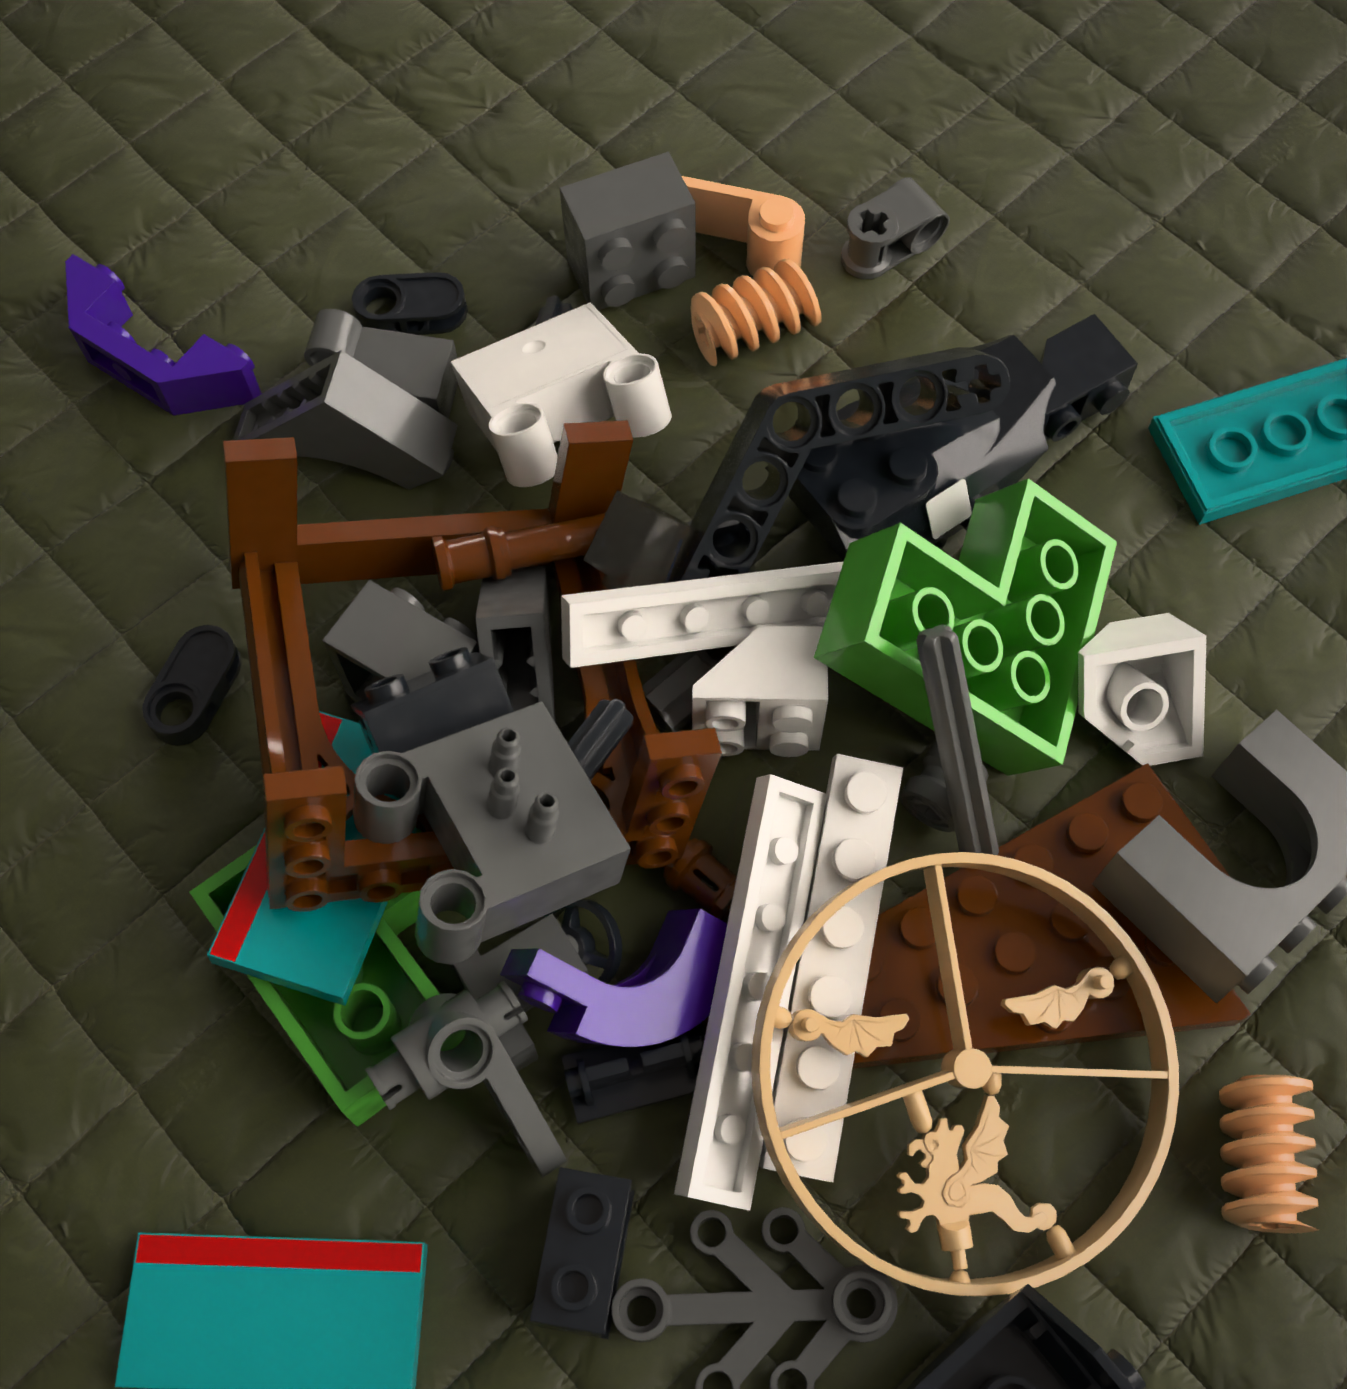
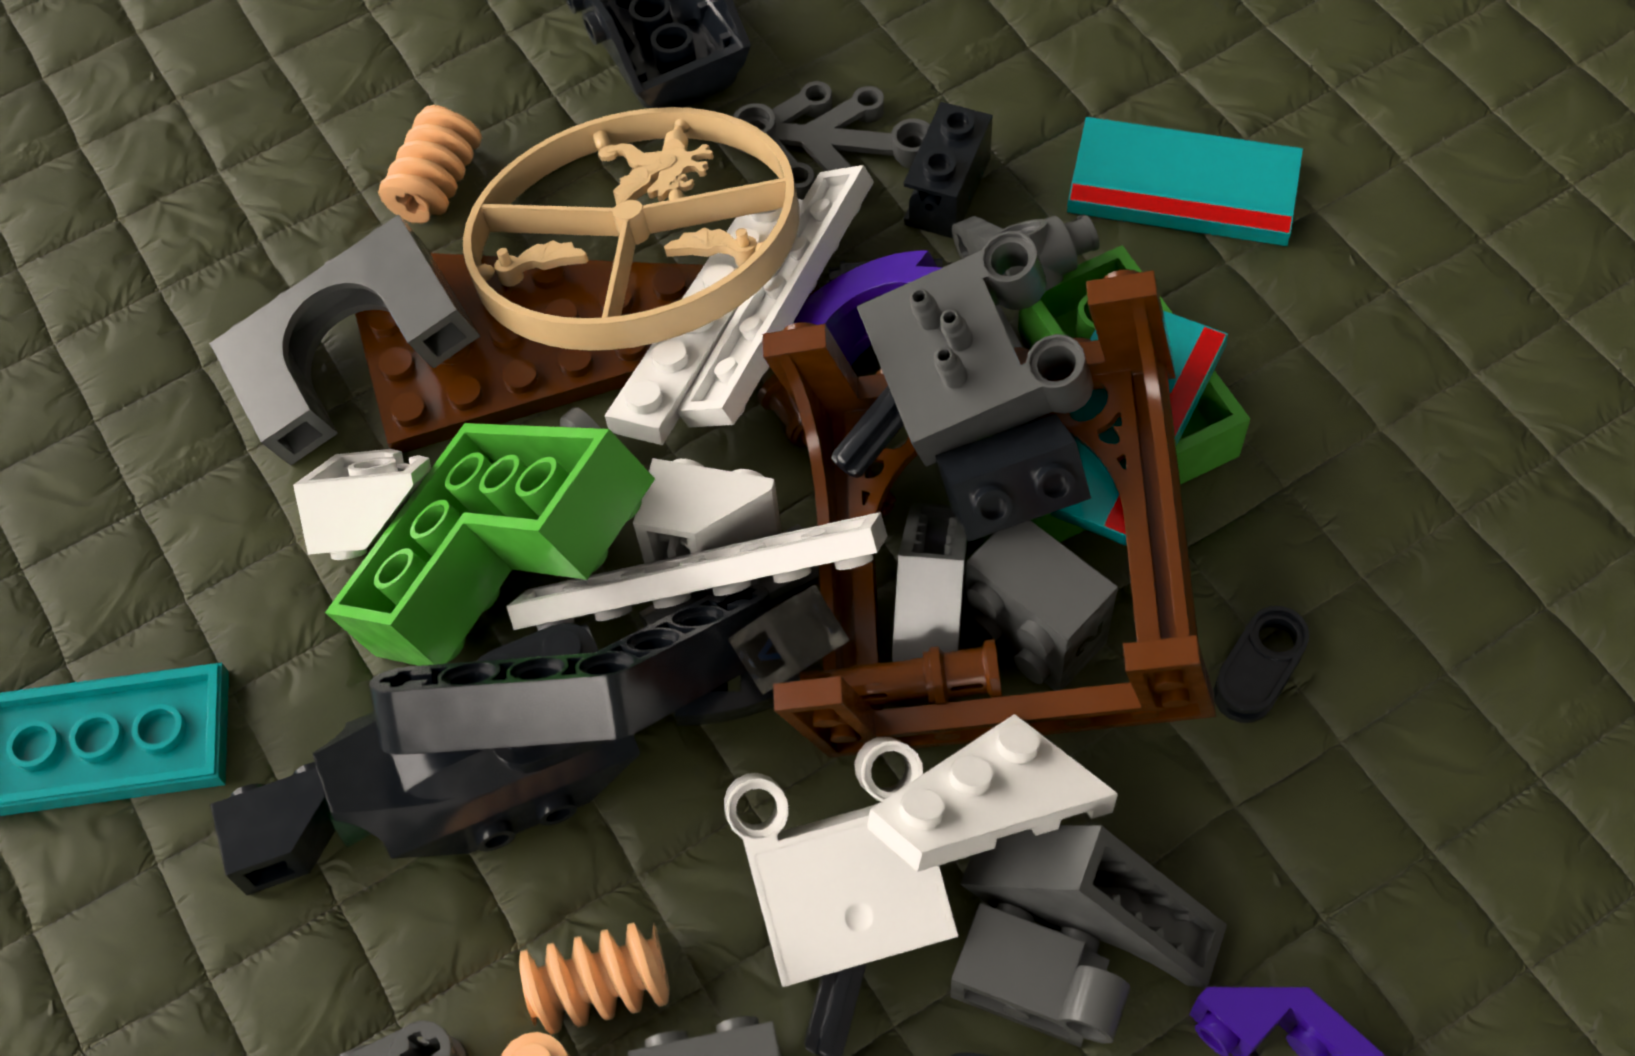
camera: 165 degrees left, 5 degrees down
(427, 418) = (985, 792): none -> white wing
(957, 739) = (551, 406): dark grey axle -> none

